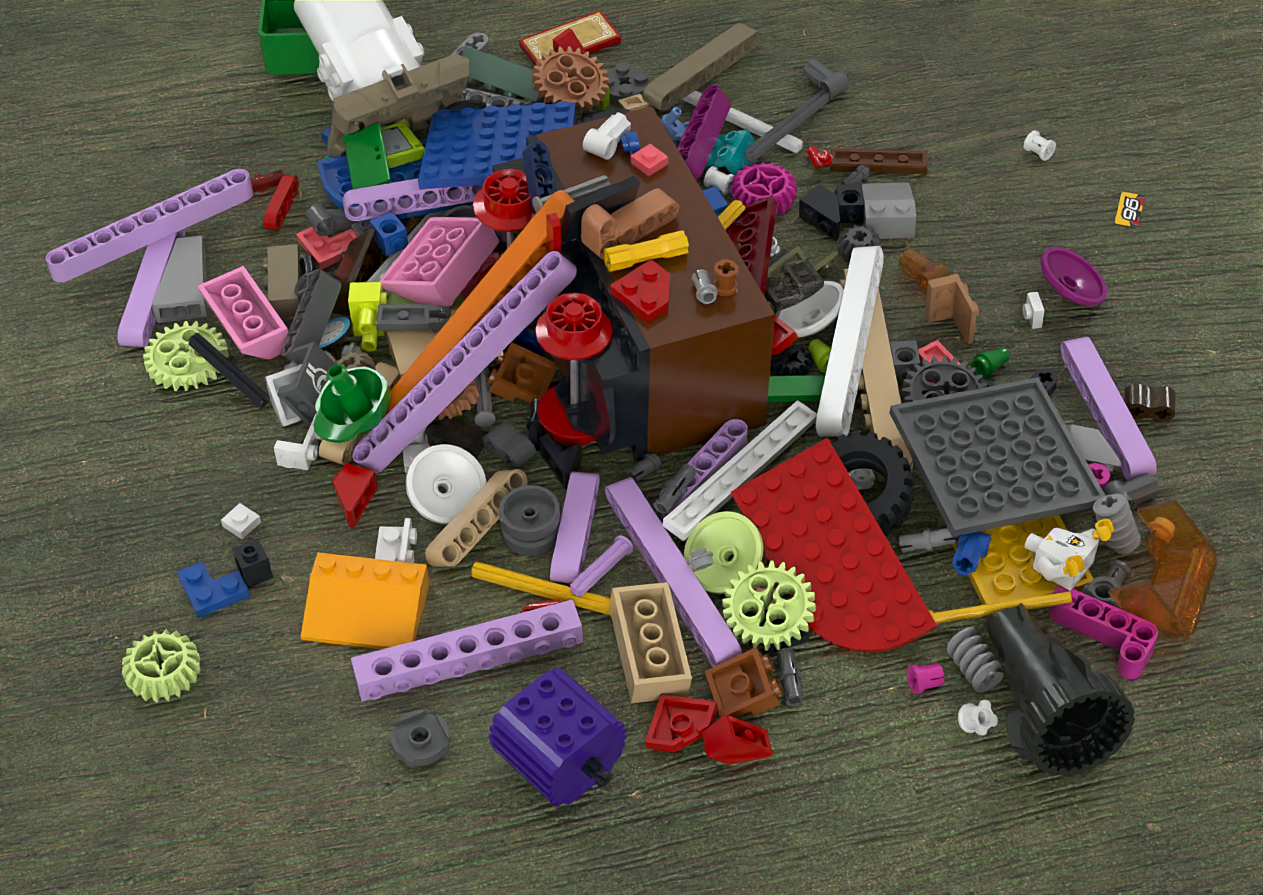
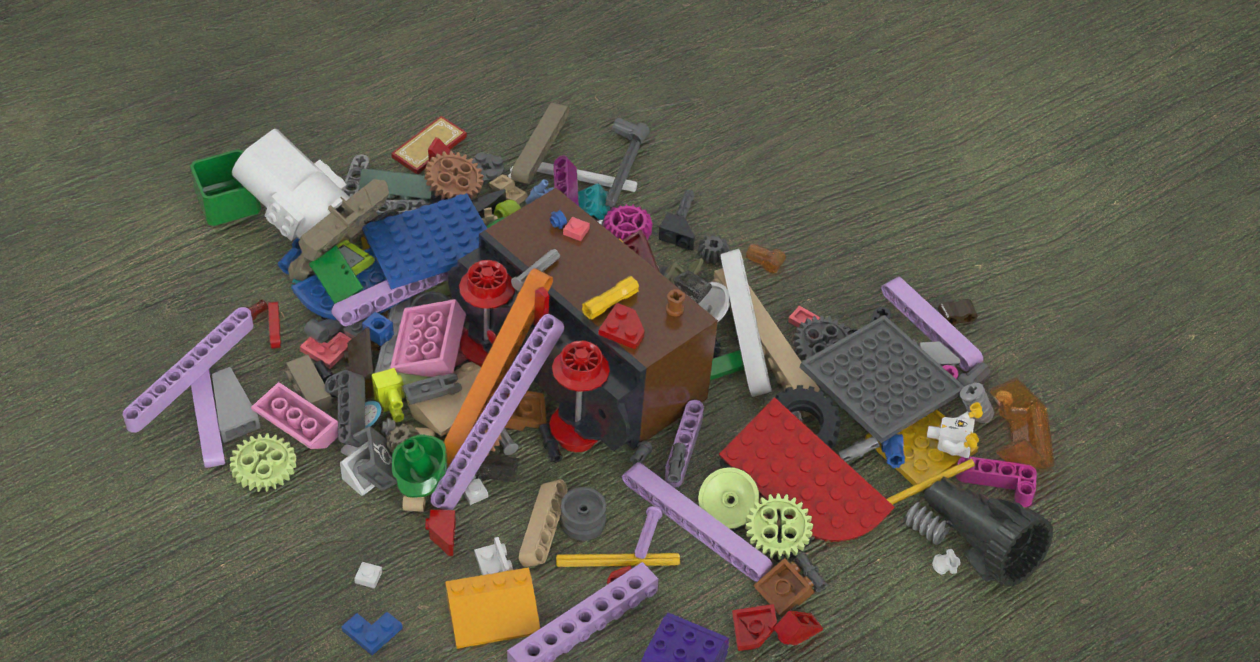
camera: 25 degrees left, 0 degrees up
(229, 370) = (304, 464): black axle -> none
(252, 563) = (397, 602): black brick -> none
(298, 455) = (387, 514): white bracket -> none
(444, 467) = (516, 497): white dish -> none
(509, 445) = (538, 463): dark grey axle -> none
(542, 166) = (500, 250): dark blue beam -> none
(560, 461) = (580, 466): black slope -> none
(574, 527) = (616, 511): lavender beam -> none
(605, 139) = (539, 221): white piece -> none
(609, 199) = (568, 273): black tile -> none
(628, 223) = (582, 287): nougat beam -> none
(649, 642) = (708, 576): tan brick -> none
(700, 559) = (716, 507): light grey plate -> none
(706, 291) = (666, 316): light grey pin -> none
(740, 470) = (711, 436): white plate -> none
(817, 159) = (656, 193): red arm -> none
(820, 354) = (727, 338): lime cone -> none
(850, 203) = (694, 219): black brick -> none
(879, 161) = (696, 183): reddish brown tile -> none
(889, 209) = (720, 217): light grey slope -> none
(904, 357) = (785, 324): dark grey brick -> none
(924, 677) = (899, 545): dark pink bush -> none
(951, 298) = (801, 274): medium nougat bracket -> none
(988, 362) = (840, 311): green cone -> none
(1033, 146) = (808, 145): white bush -> none
(1033, 310) = (853, 267): white plate -> none
(1073, 277) = (869, 237): magenta dish -> none
(1100, 585) = (988, 447): dark grey connector -> none
(1129, 209) = (880, 177): sticker -> none

